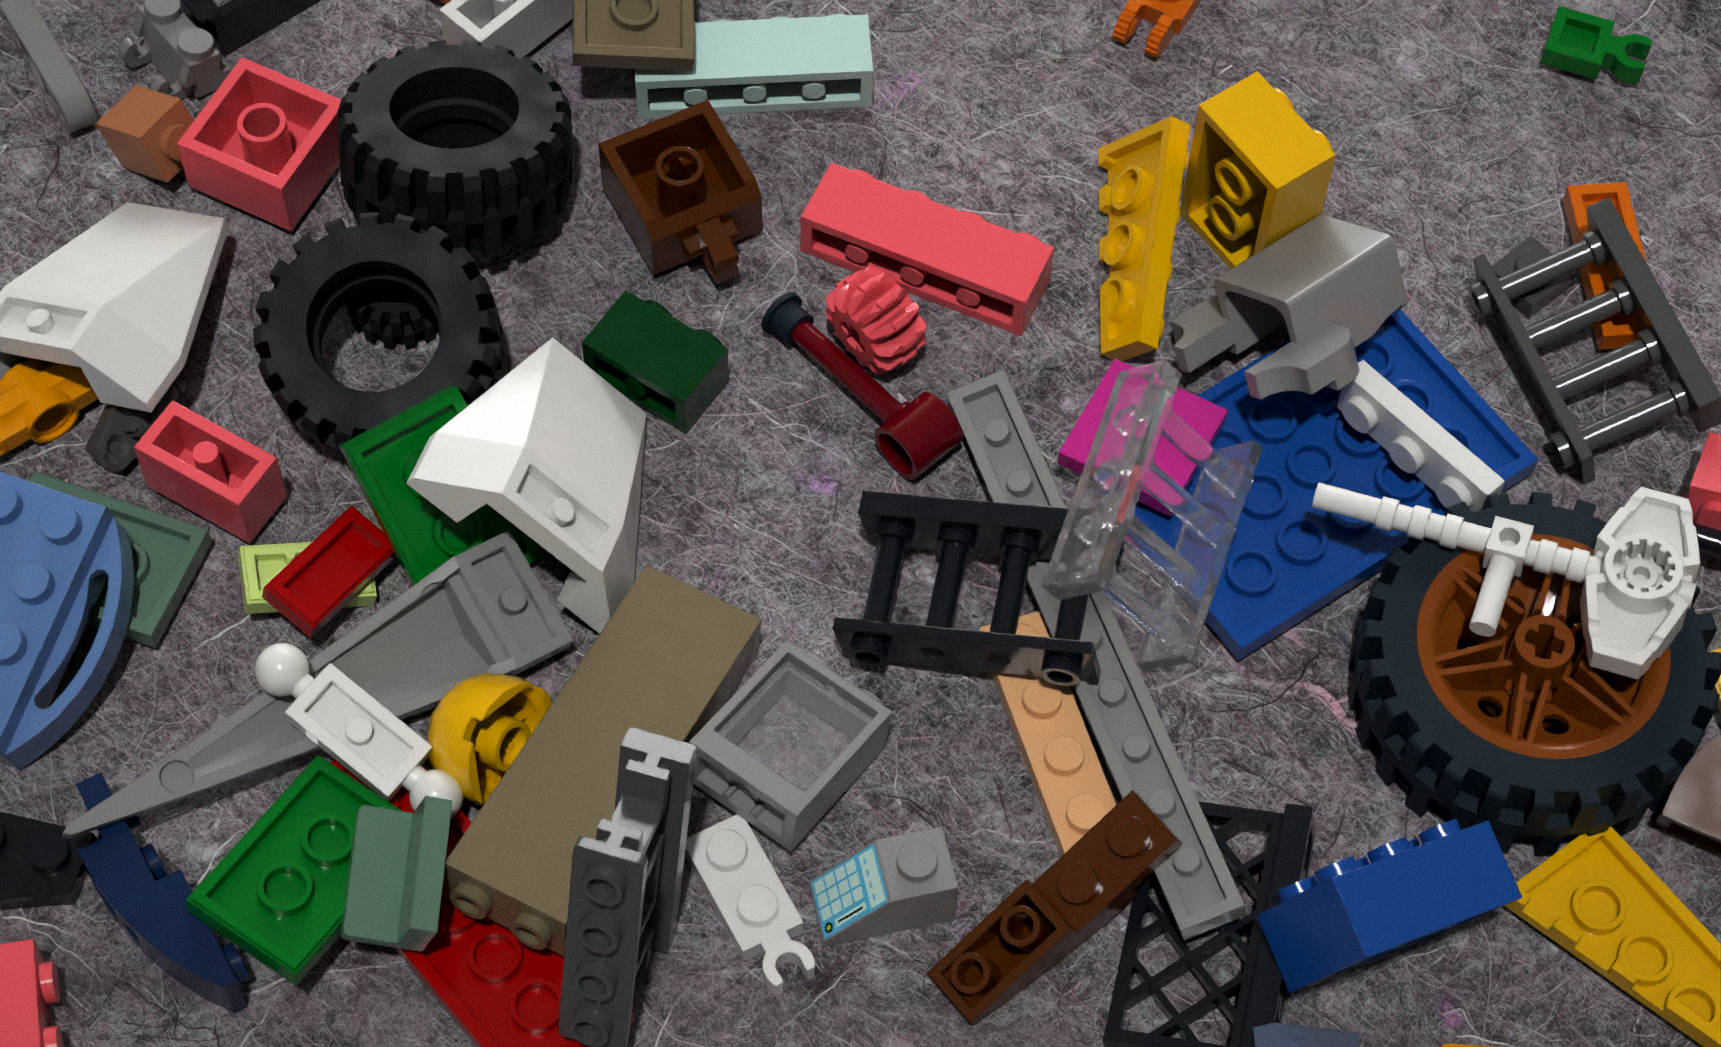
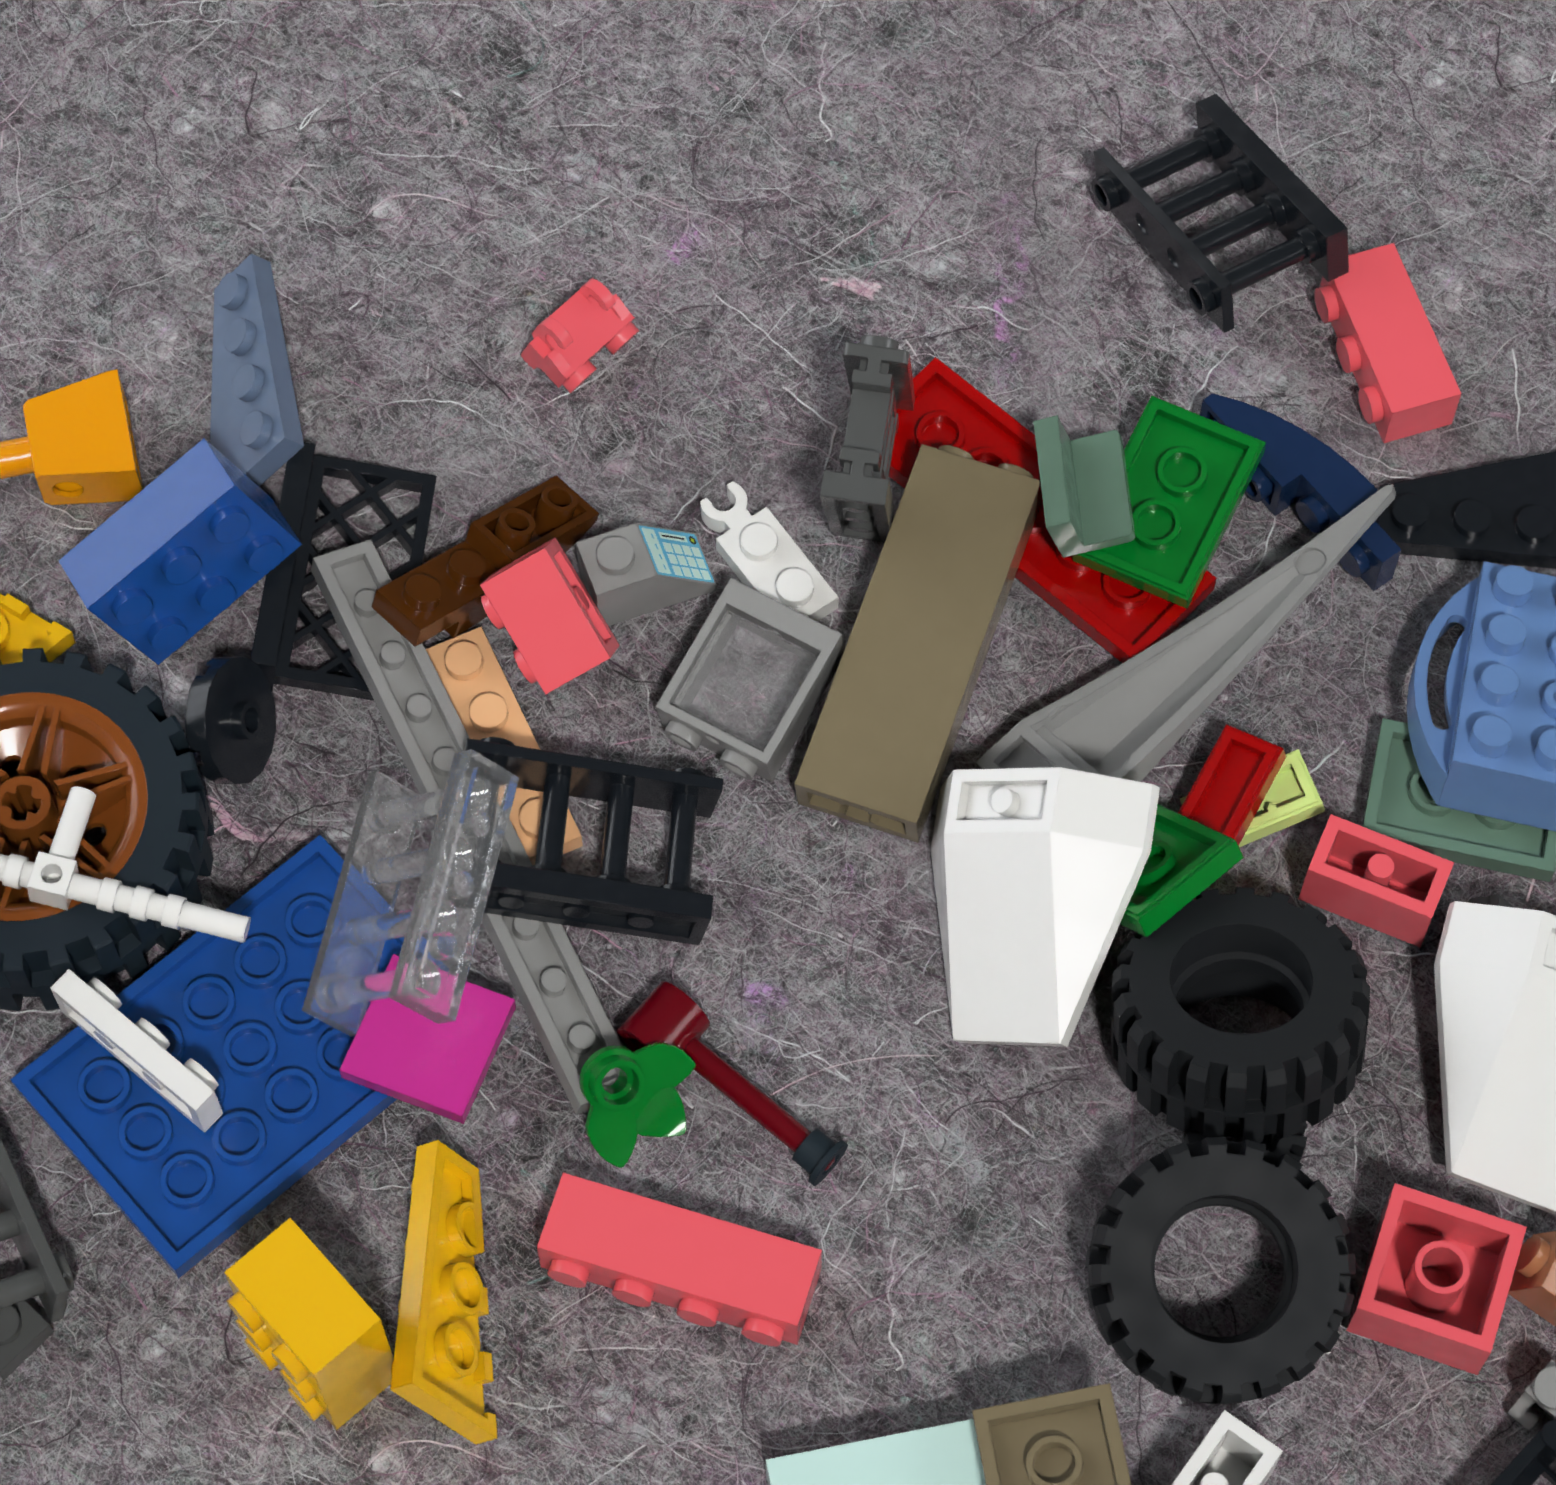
camera: 175 degrees right, 5 degrees up
(354, 728) = (1154, 619): white plate -> none
(483, 729) = (1038, 652): yellow cylinder -> none
(657, 360) = (951, 1082): dark green brick -> none
(683, 190) = (967, 1242): reddish brown hinge -> none
(876, 319) = (723, 1141): coral gear -> none
(967, 368) = (639, 1100): none -> green plate
(993, 816) = (548, 617): none -> coral brick
(1321, 280) = (266, 1168): light grey piece -> none
(1327, 751) = (231, 720): none -> black plate

